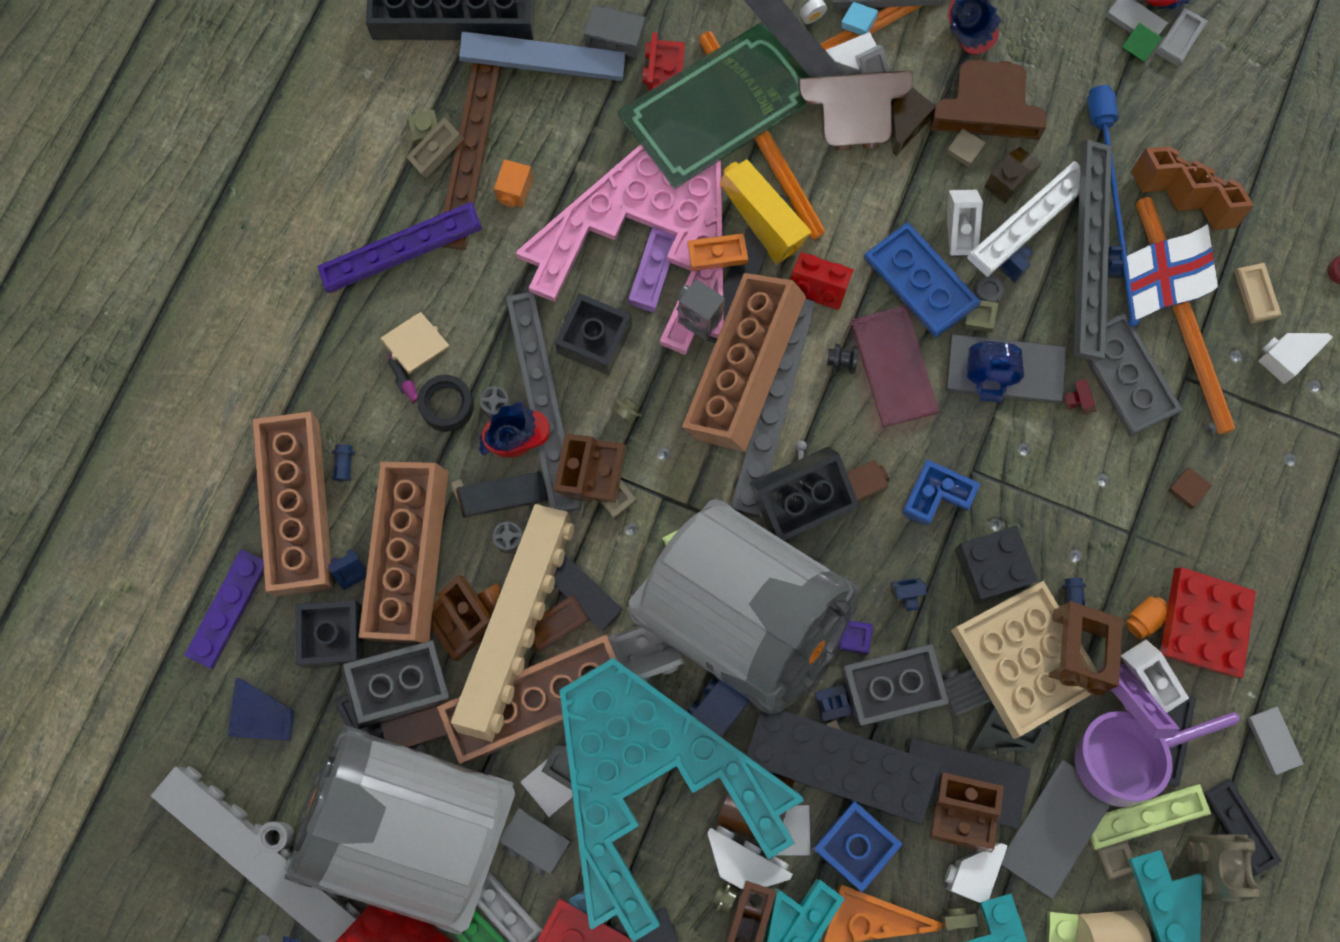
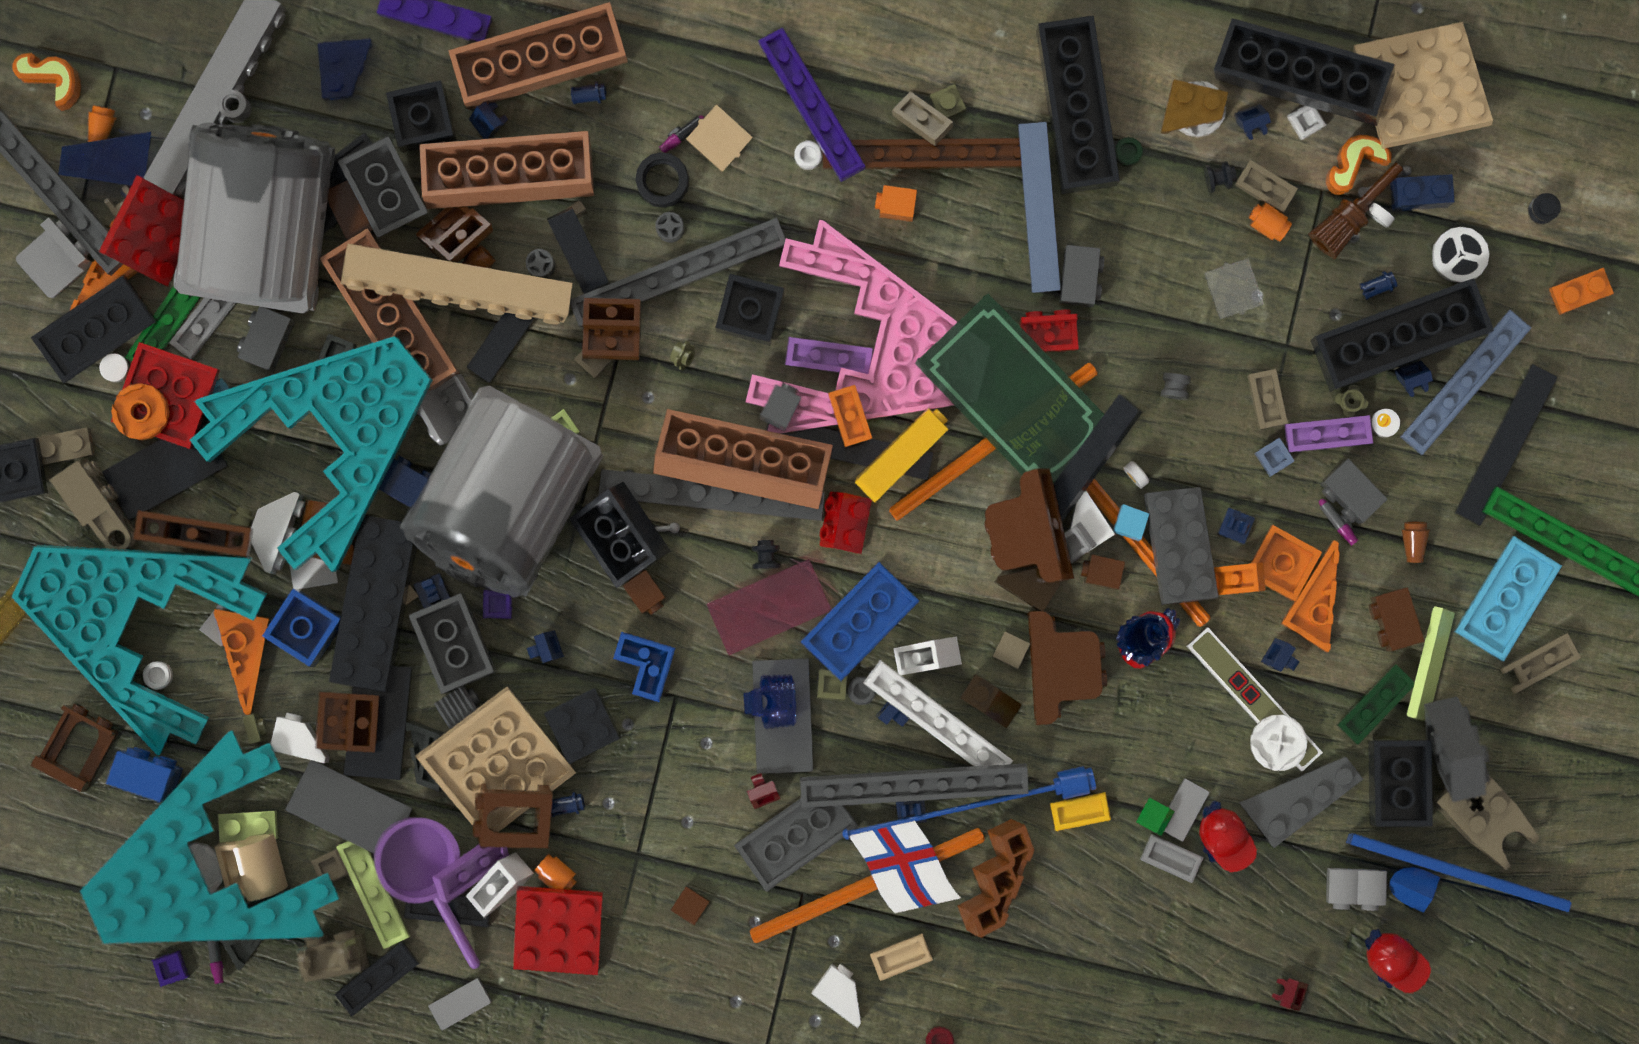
camera: 80 degrees right, 10 degrees up
(449, 262) = (808, 155): none -> white tile
(514, 431) = (640, 251): clear blue hair -> none
(546, 791) = (313, 340): white sticker -> none
(558, 622) = (467, 326): reddish brown tile -> none
(903, 50) = (1102, 572): none -> reddish brown brick
(1130, 110) = (1080, 811): none -> yellow tile

